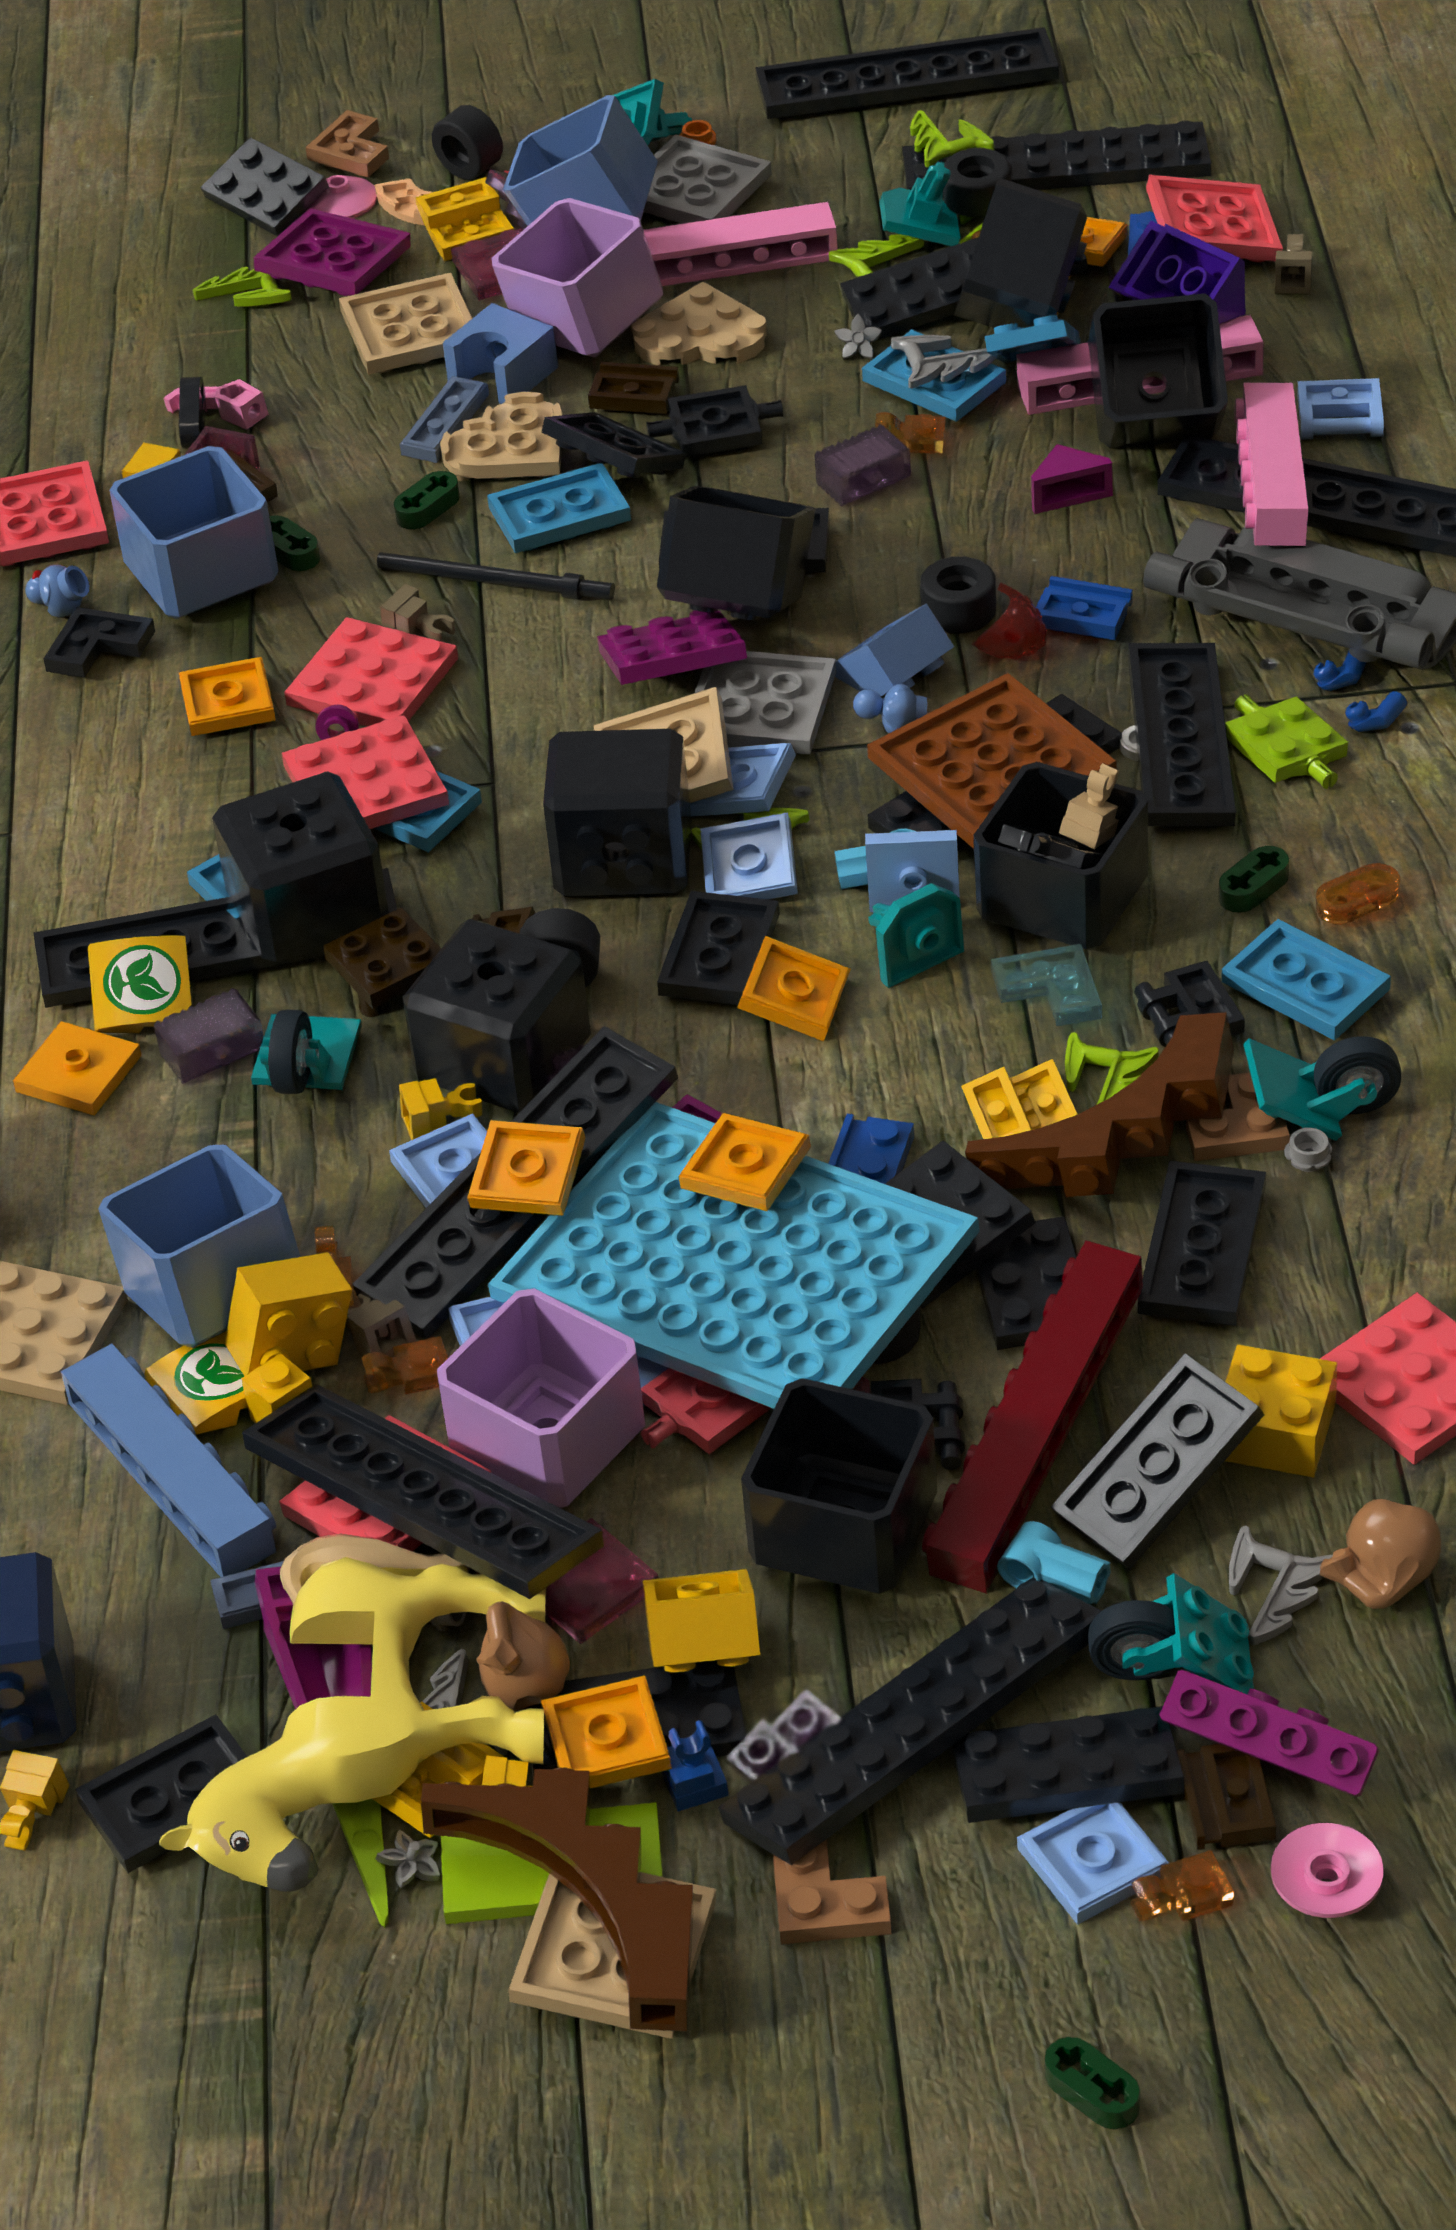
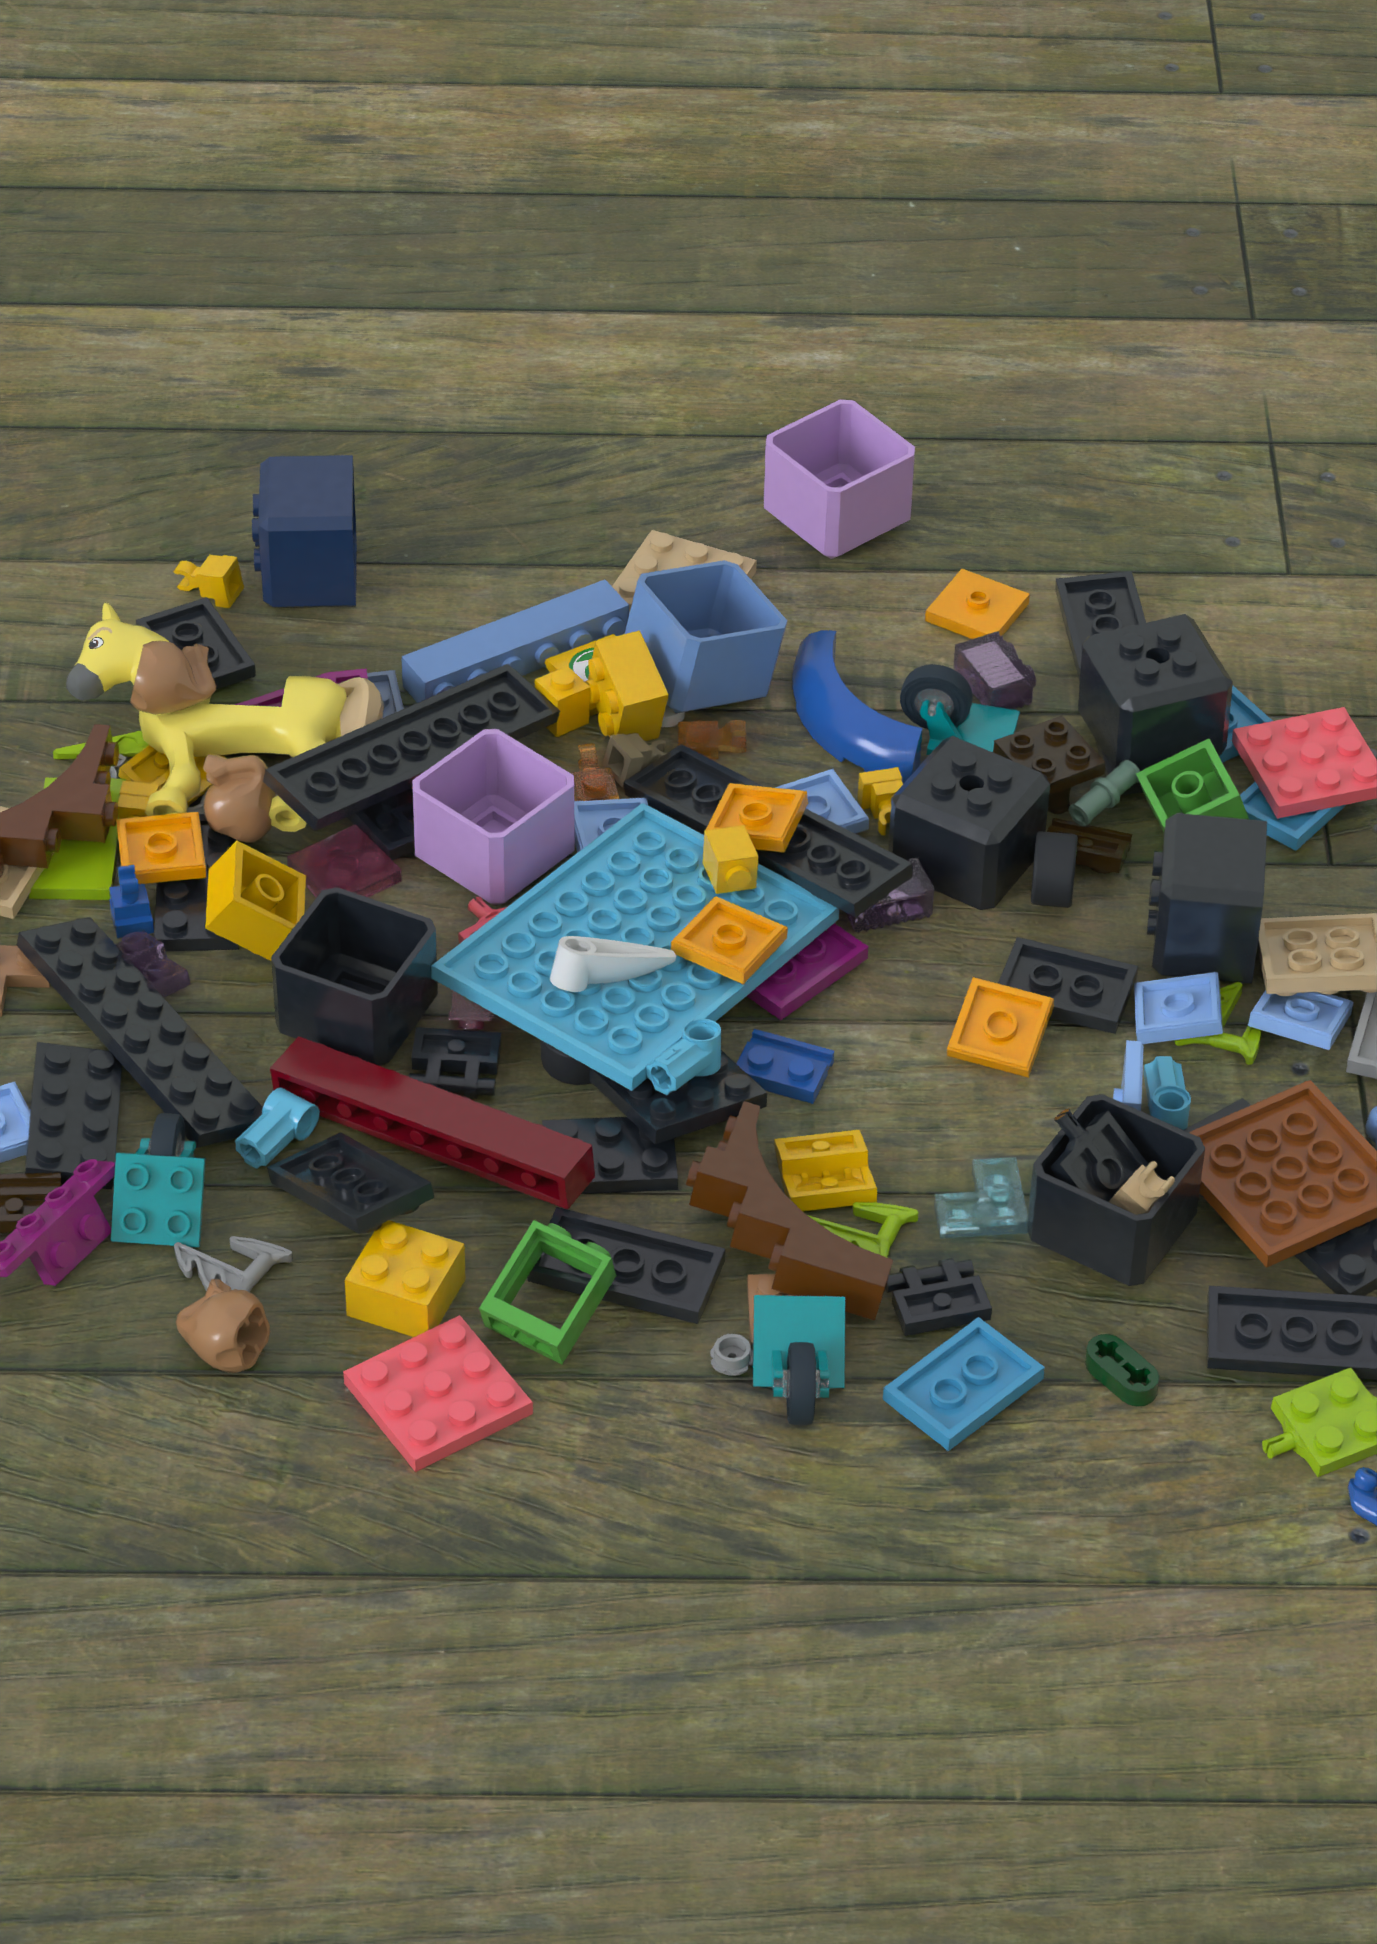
camera: 90 degrees right, 0 degrees up
(138, 982) = (1053, 627): slope -> none
(320, 1138) = (841, 720): none -> blue brick
(356, 1712) = (171, 678): none -> medium nougat piece
(428, 918) = (1104, 793): none -> sand green pin
(438, 853) = (1191, 784): none -> bright green brick
(610, 1175) = (730, 859): none -> yellow brick
(814, 1249) = (597, 961): none -> white piece
(908, 1171) = (692, 1056): none -> medium azure piece
(917, 932) = (1044, 1093): teal piece -> none
(1290, 1251) = (527, 1329): none -> bright green window
(1357, 893) = (1090, 1447): clear orange plate -> none

